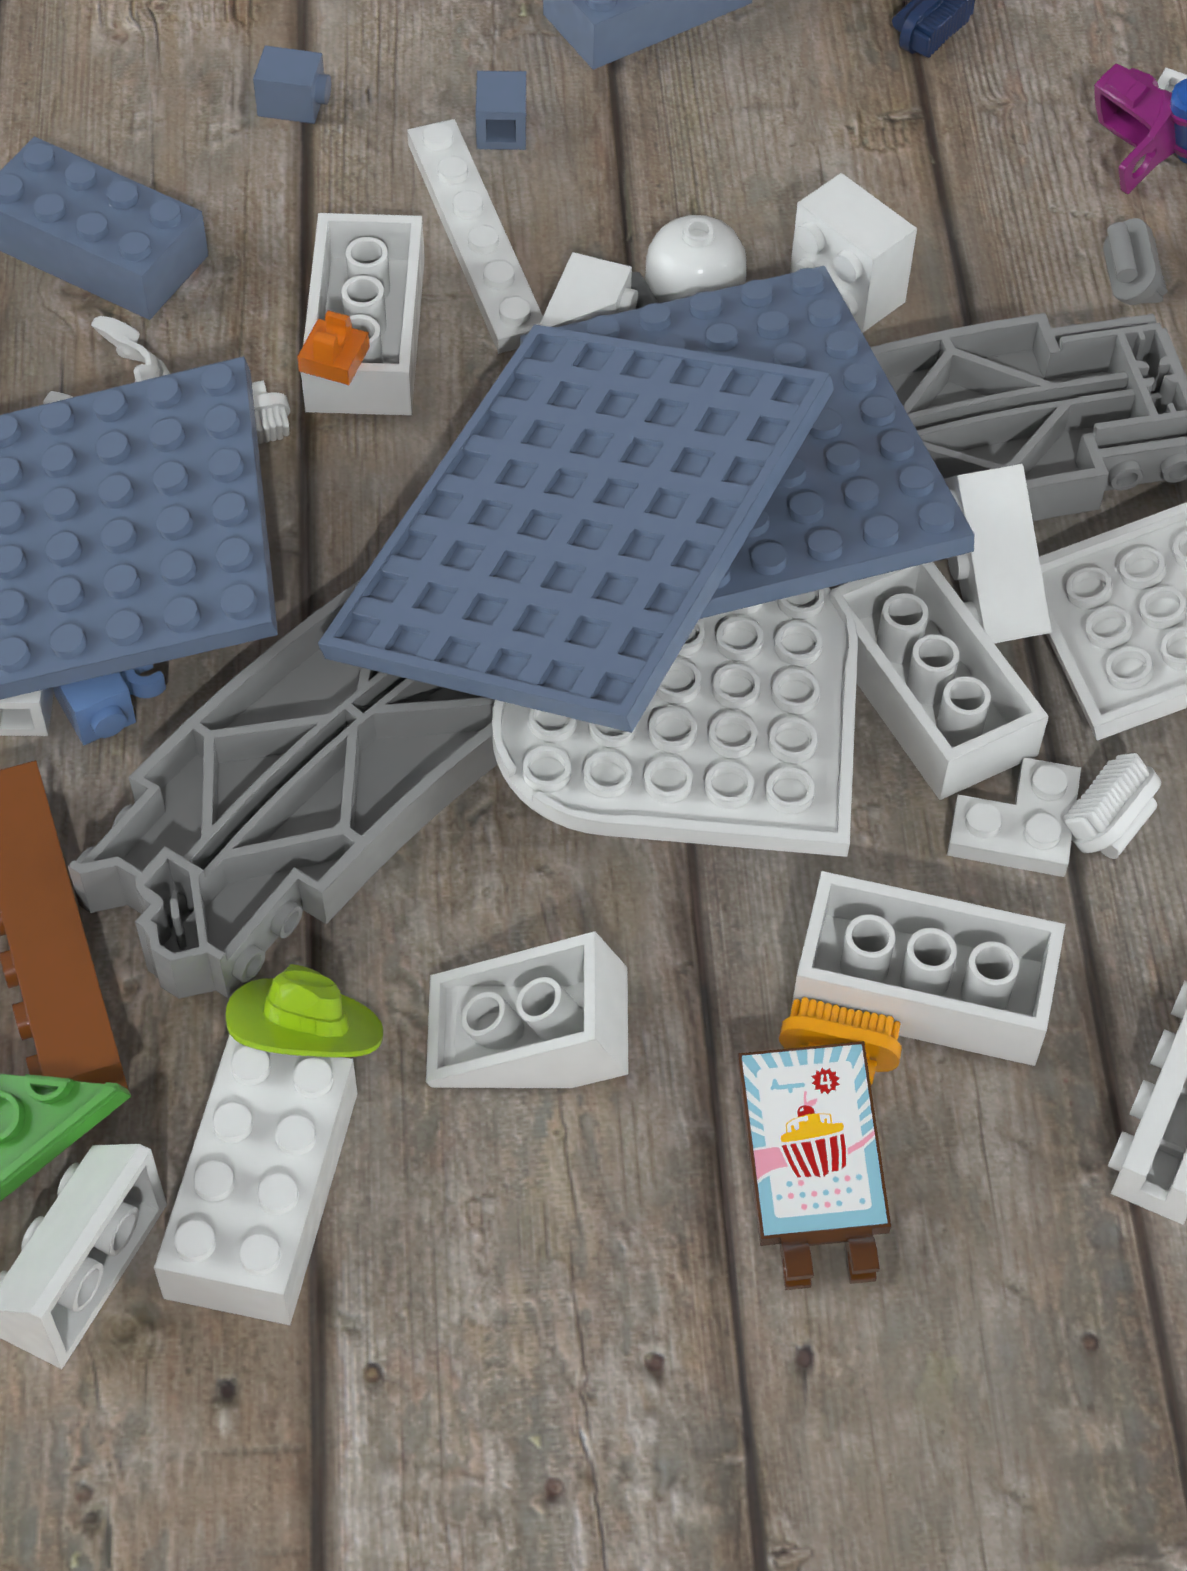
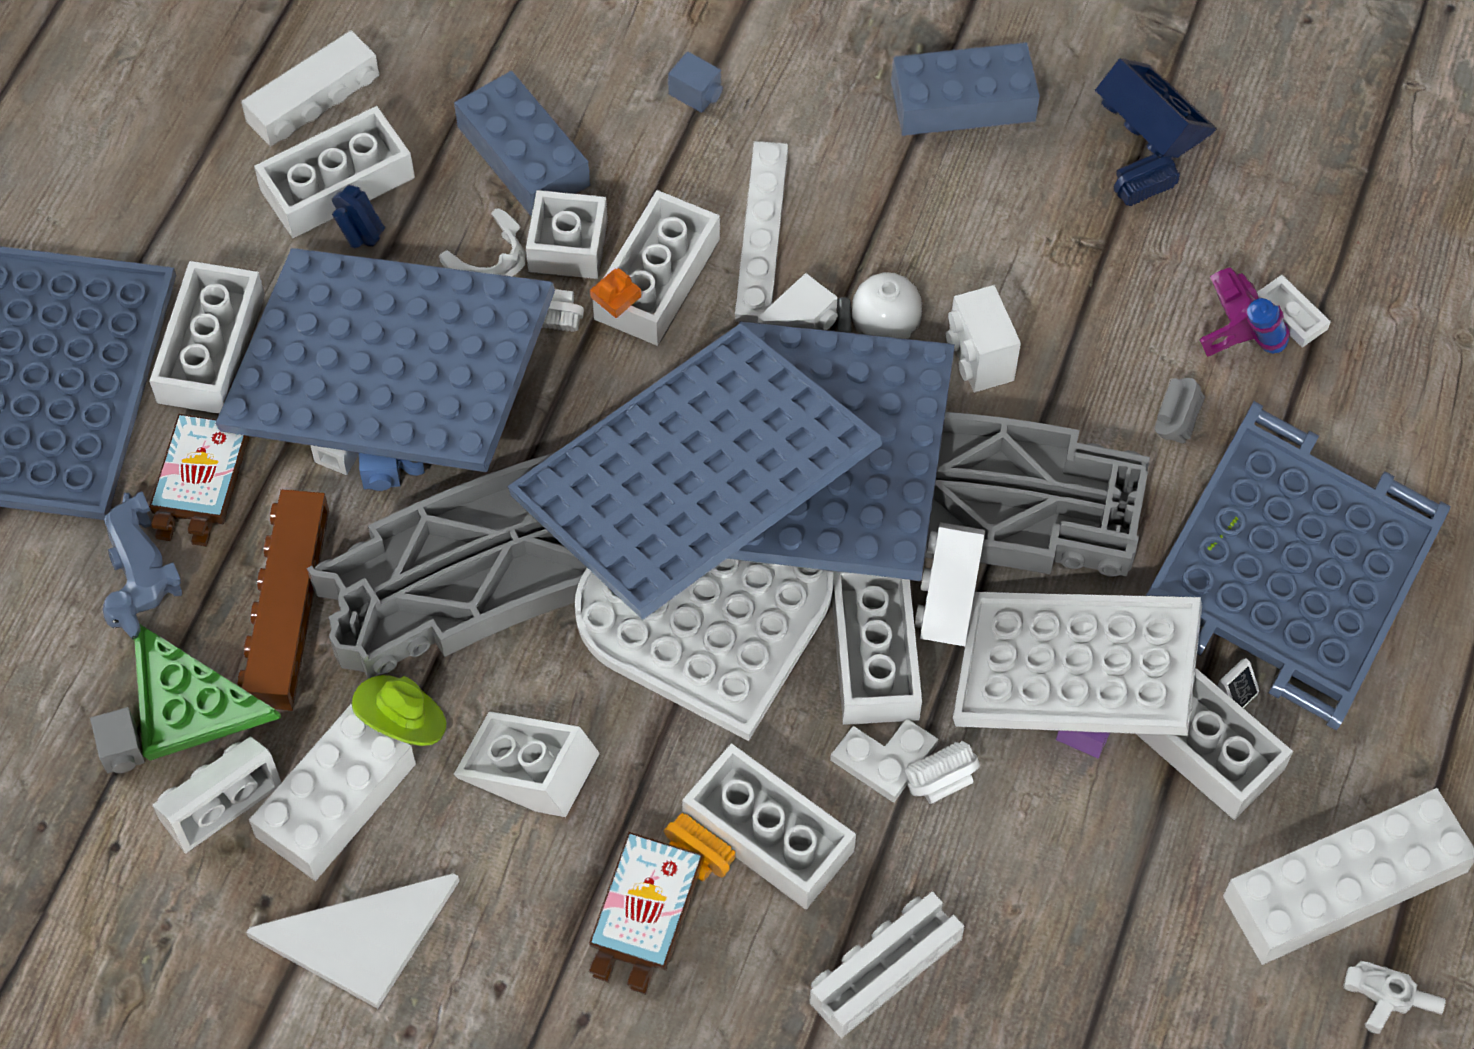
camera: 25 degrees right, 5 degrees up
(217, 309) = (567, 234): none -> white brick
(406, 1387) = (360, 941): none -> white tile
(501, 110) = (820, 148): sand blue brick -> none

